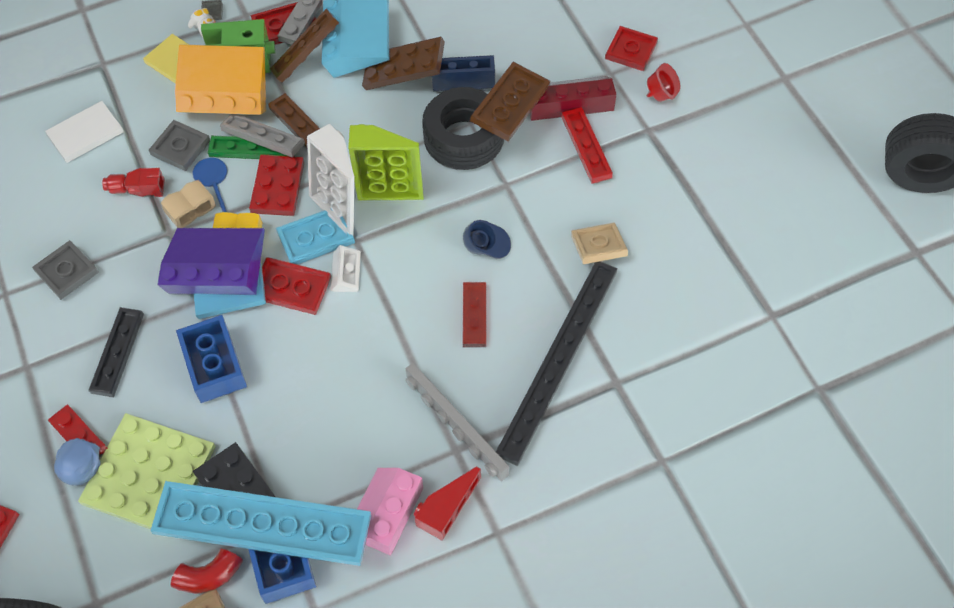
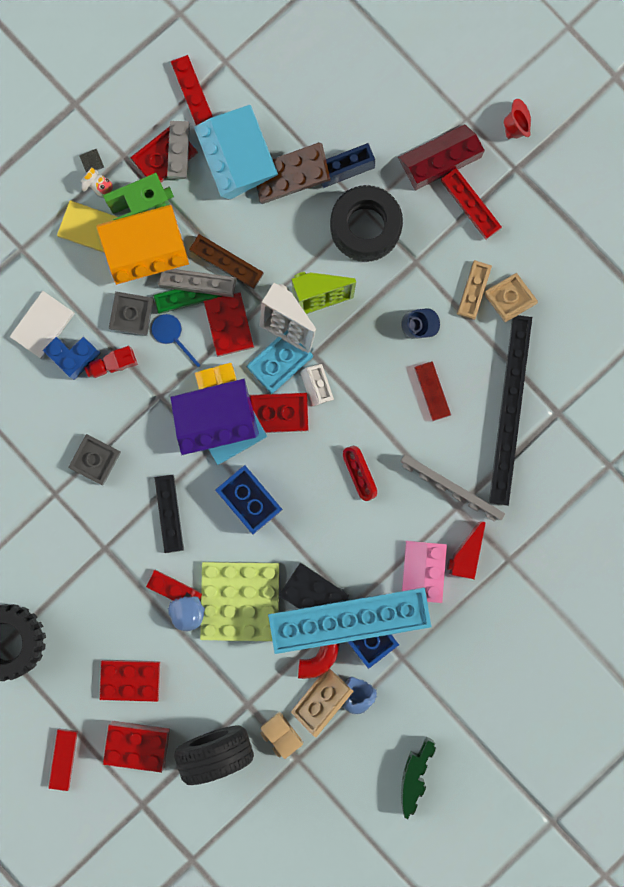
camera: 20 degrees left, 25 degrees up
(96, 165) = (72, 360): none -> blue brick
(188, 204) = (165, 367): tan brick -> none
(304, 45) = (199, 183): reddish brown plate -> none
(353, 372) = (360, 473): none -> red plate
(510, 101) = (403, 193): reddish brown plate -> none
(560, 227) = (474, 290): none -> tan tile
(631, 48) = (477, 86): red tile -> none

